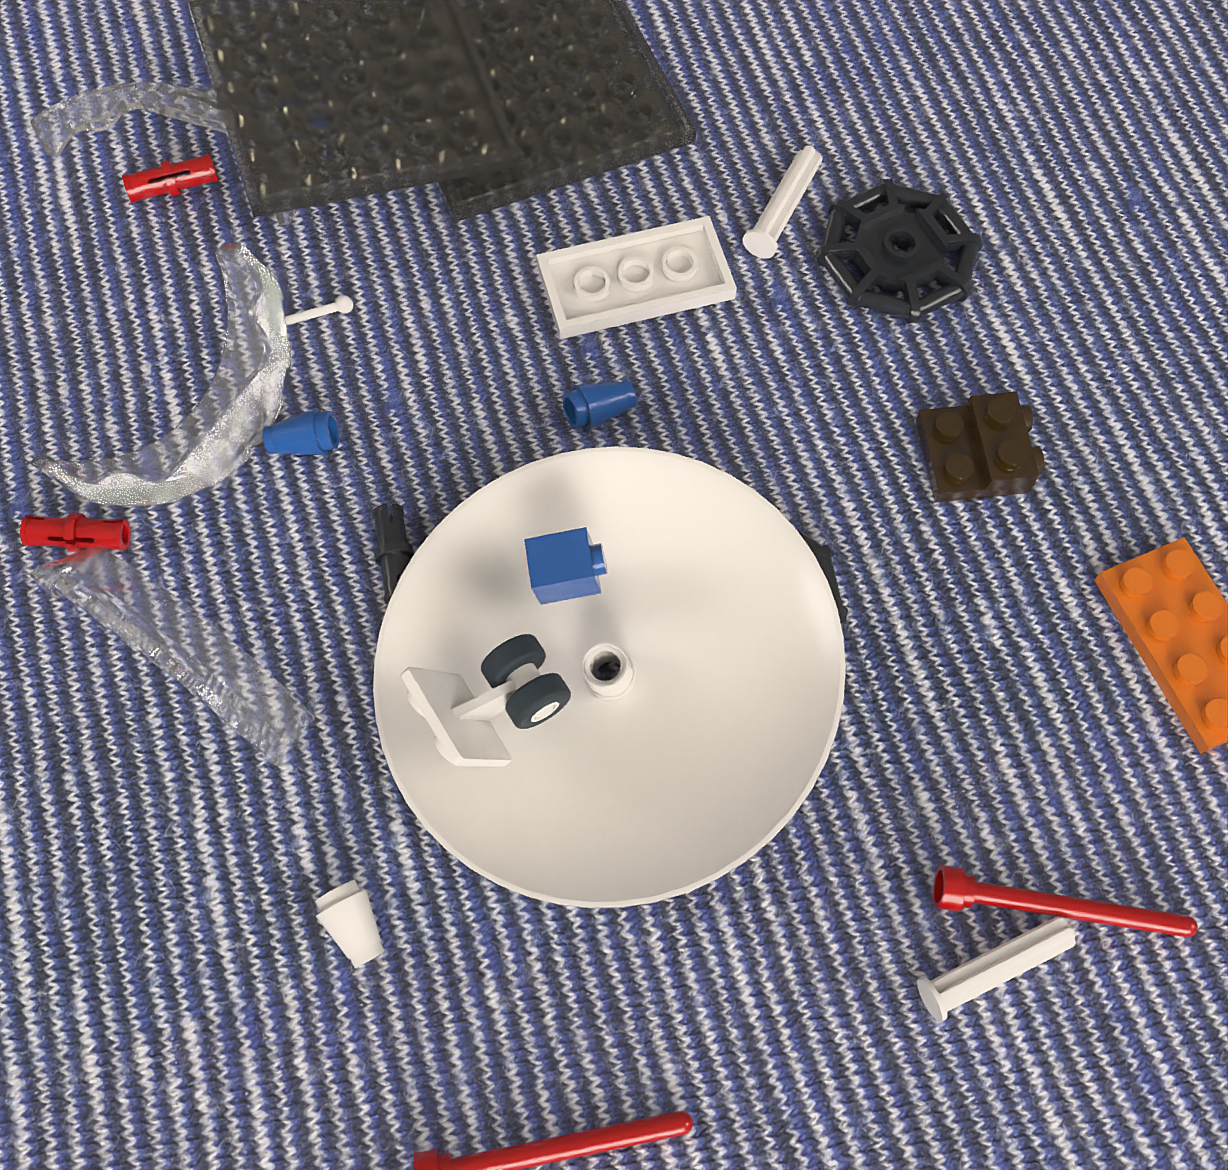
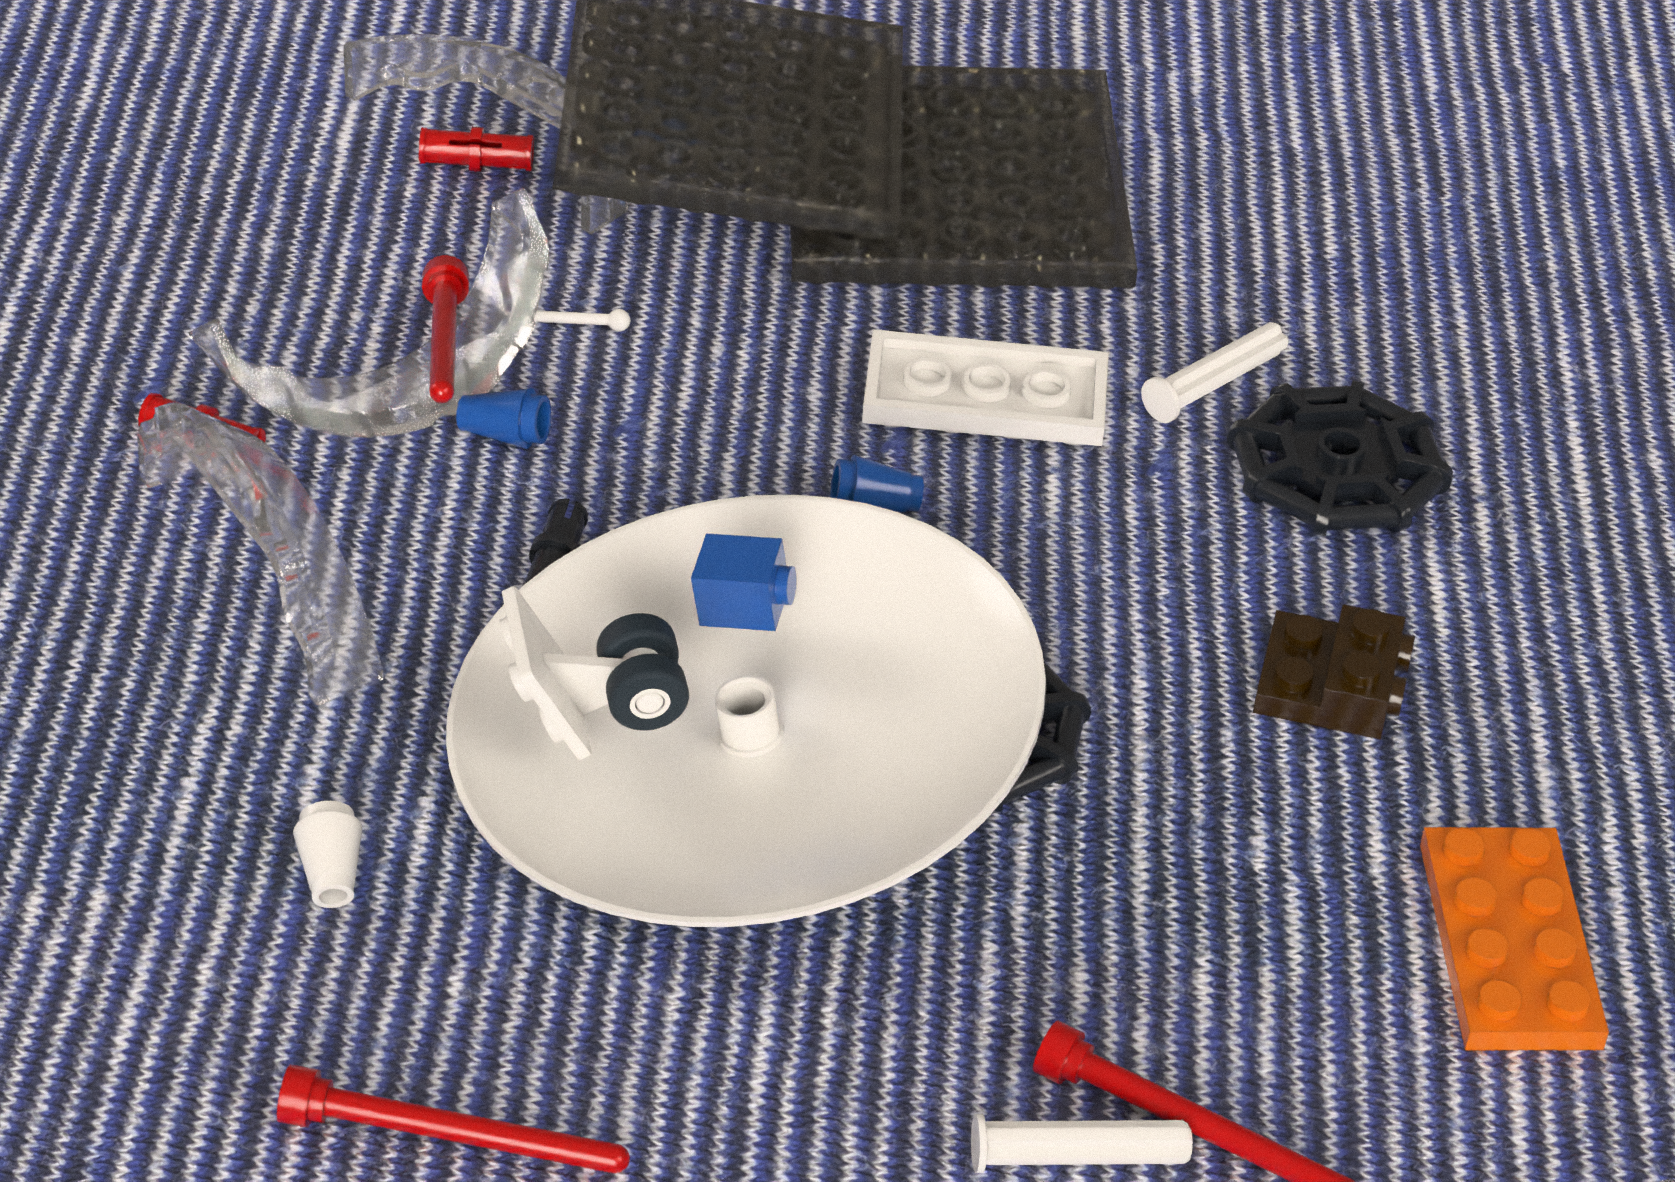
camera: 20 degrees right, 25 degrees down
(204, 323) = (445, 286): none -> red piece

